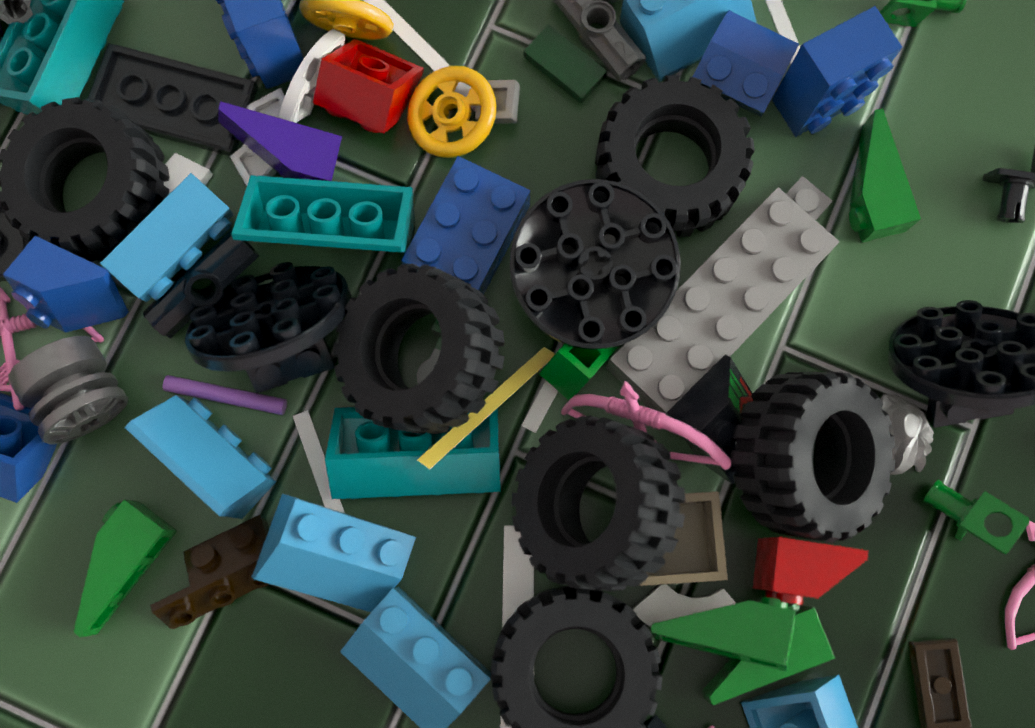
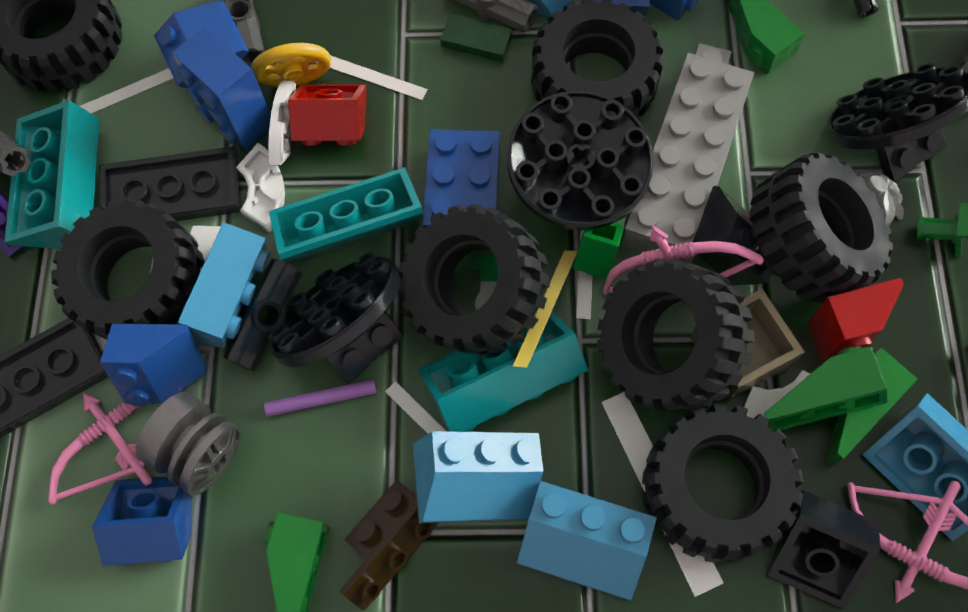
camera: 20 degrees left, 10 degrees down
(204, 455) = (329, 448): dark azure slope -> none
(283, 144) = (280, 178): dark purple slope -> none
(473, 131) = (391, 83): yellow plate -> none
(507, 100) = (438, 83): light grey plate -> none

